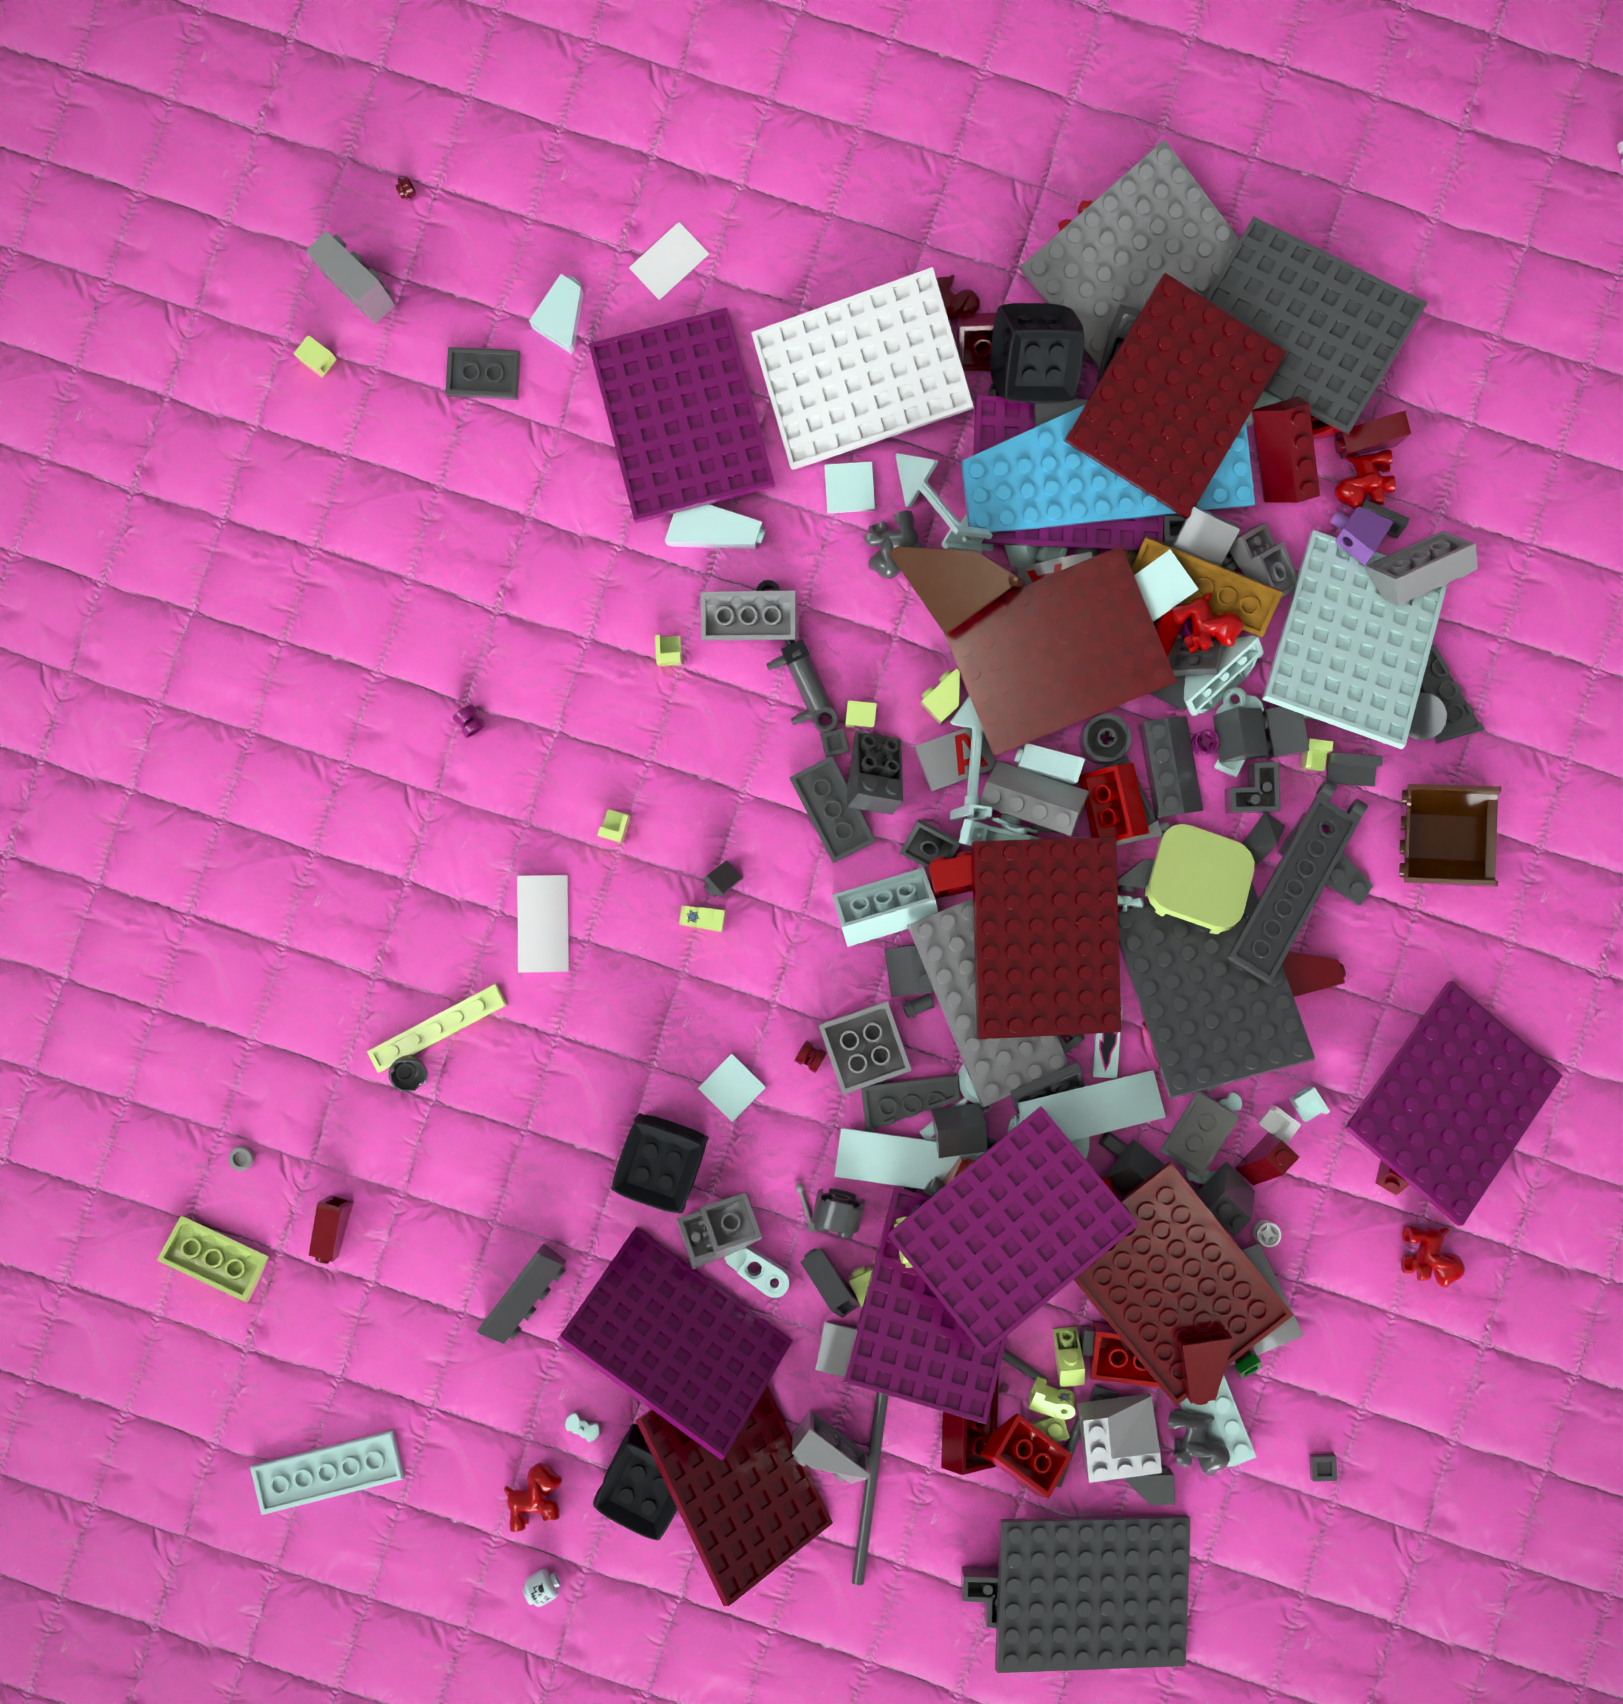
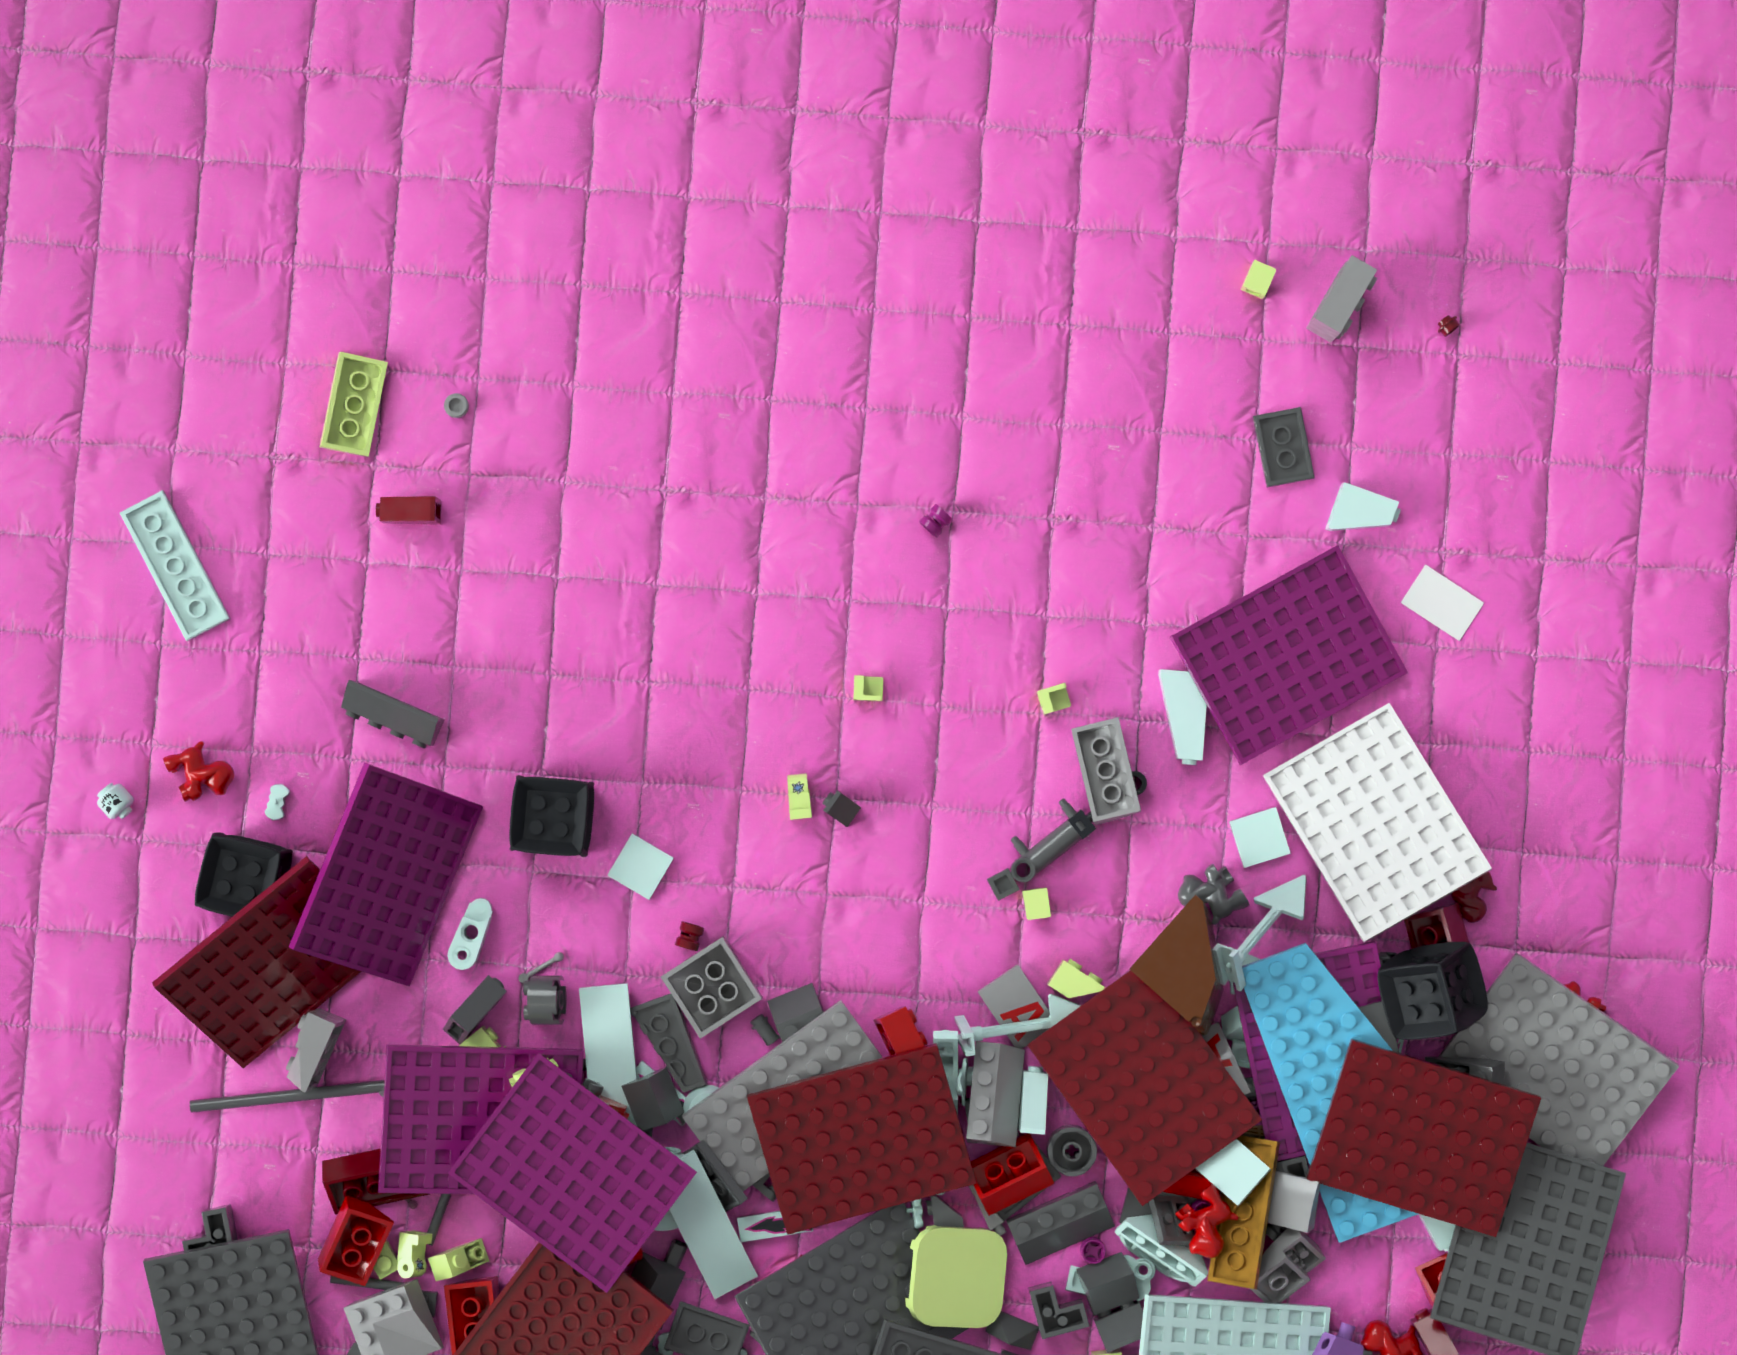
camera: 75 degrees right, 0 degrees up
(407, 1073) = (578, 548): dark grey hair -> none
(437, 1027) = (628, 564): yellowish green tile -> none
(543, 923) = (755, 642): white slope -> none
(718, 1230) = (499, 888): light grey slope -> none
(825, 801) = (936, 898): dark grey plate -> none
(835, 1348) = (412, 1029): light grey slope -> none
(875, 774) = (981, 932): dark grey slope -> none
(884, 906) = (853, 973): light aqua slope -> none
(928, 843) = (925, 1000): dark grey slope -> none
(1086, 1340) = (479, 1273): dark grey tile -> none
(1286, 451) = (1398, 1261): dark red slope -> none

